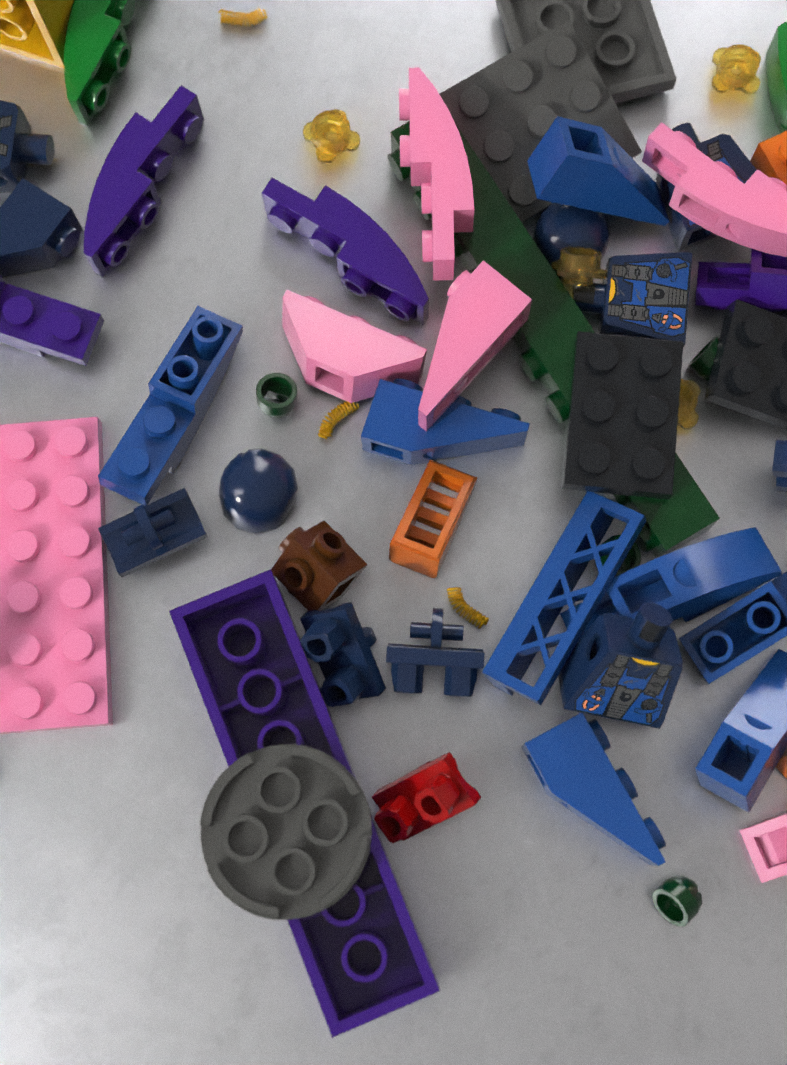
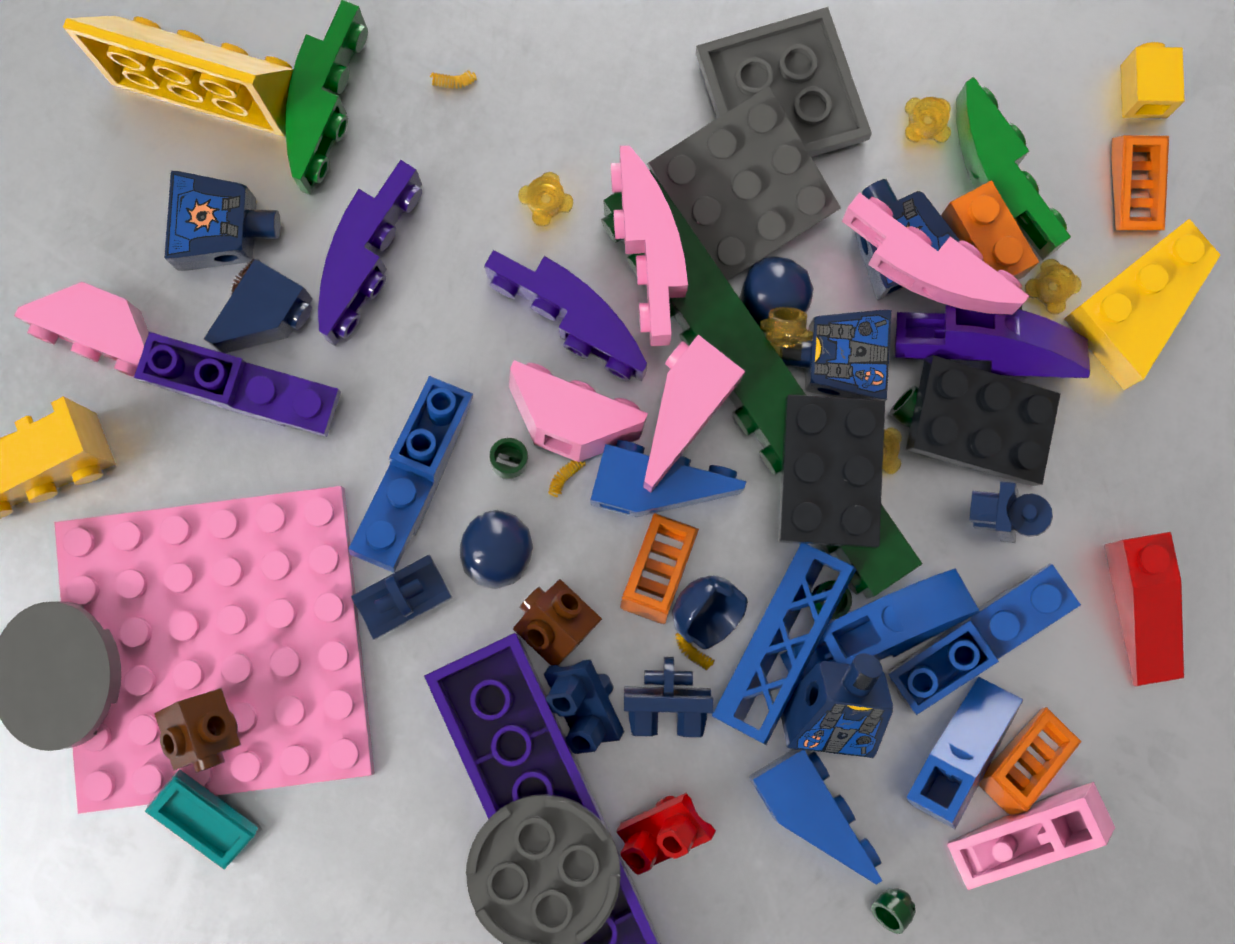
camera: 10 degrees left, 5 degrees up
(484, 562) = (708, 610): none -> dark blue hair
(591, 171) = (797, 238): blue slope -> none

